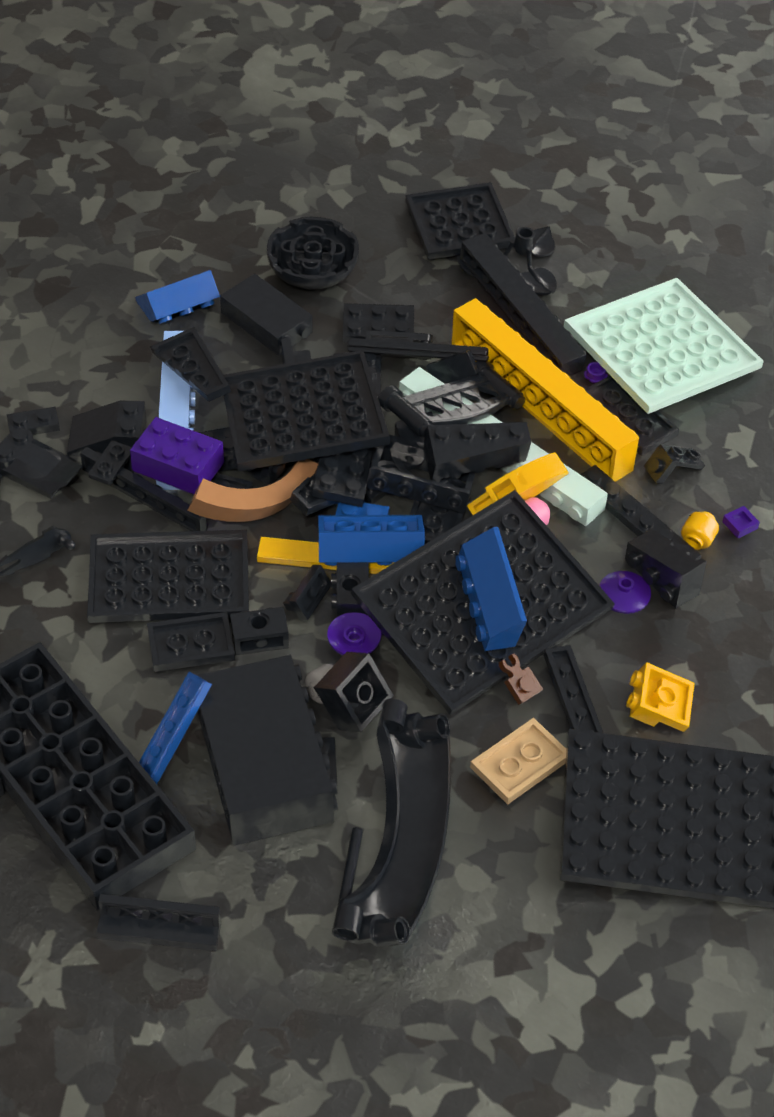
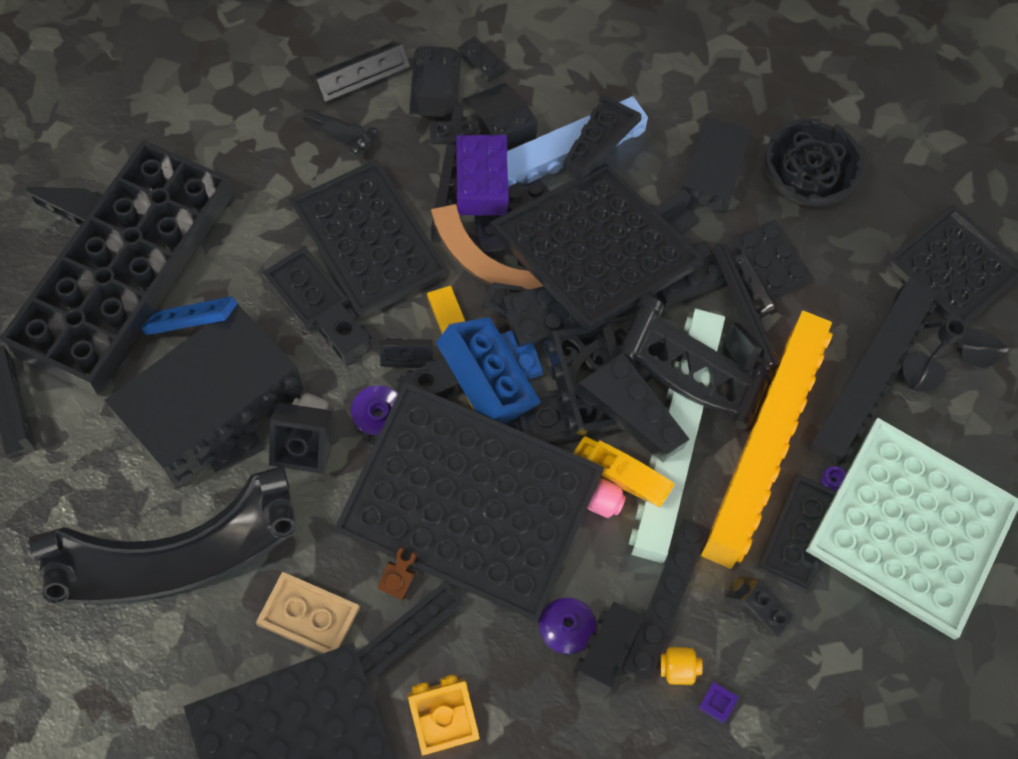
camera: 60 degrees right, 15 degrees up
(179, 297) = (688, 88): blue slope -> none
(351, 862) = (132, 523): black bar -> none
(491, 591) = (462, 500): blue slope -> none

